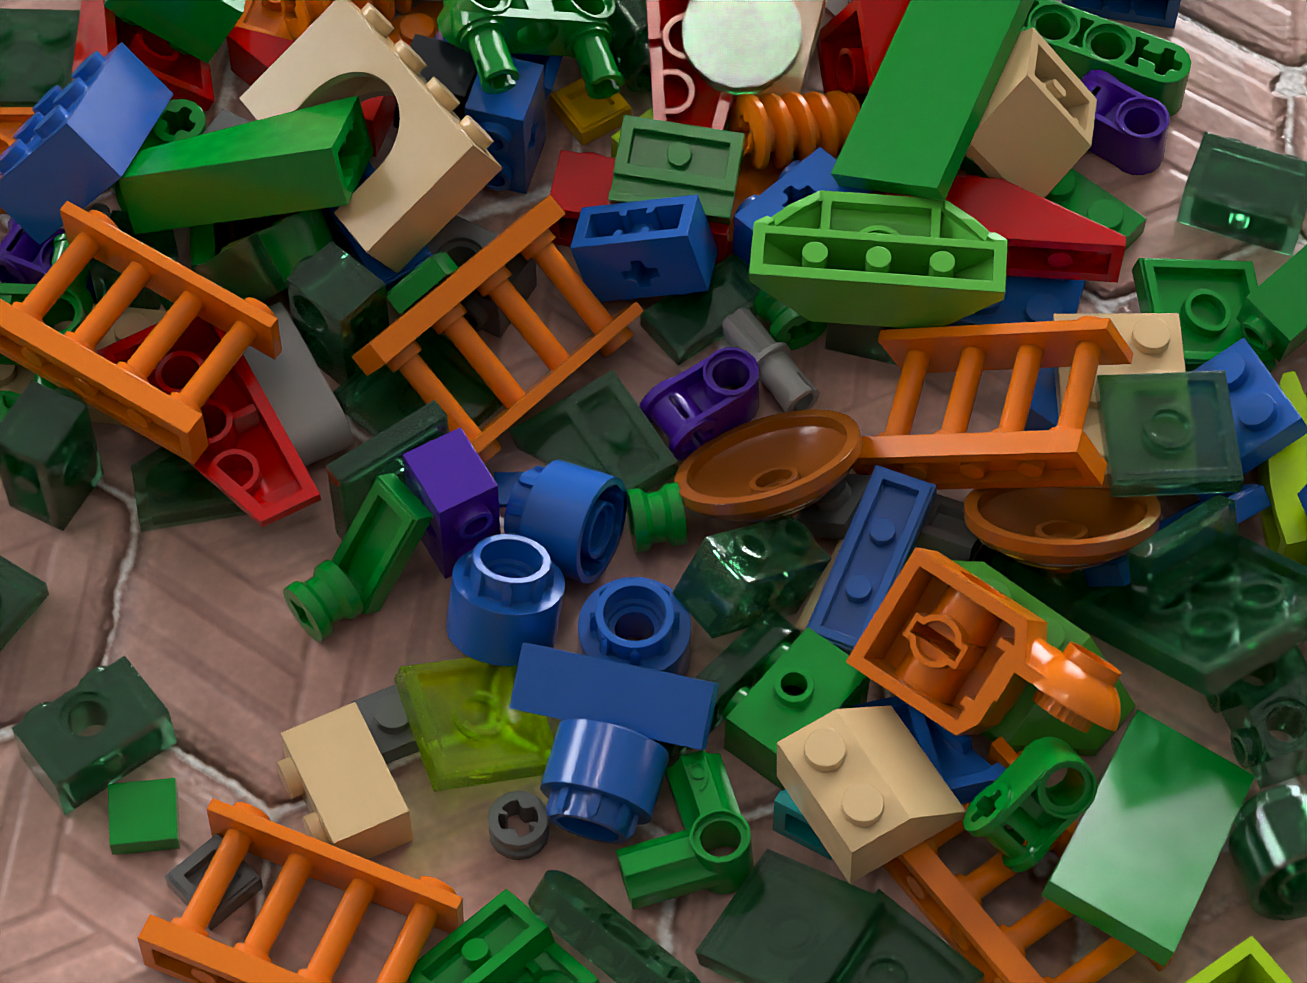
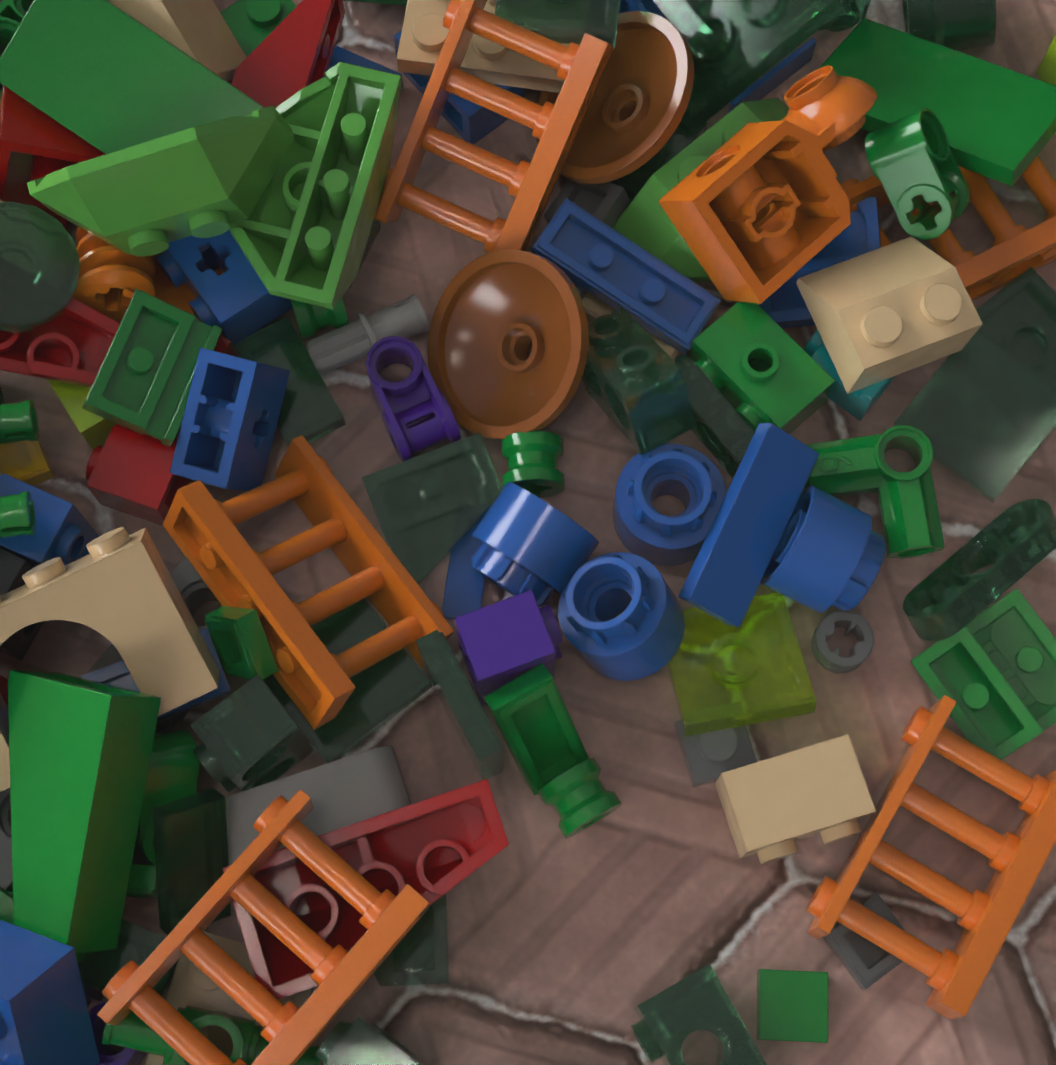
camera: 80 degrees left, 15 degrees up
(839, 130) = (172, 184): none -> bright green wedge
(1157, 695) = (776, 75): none -> blue window

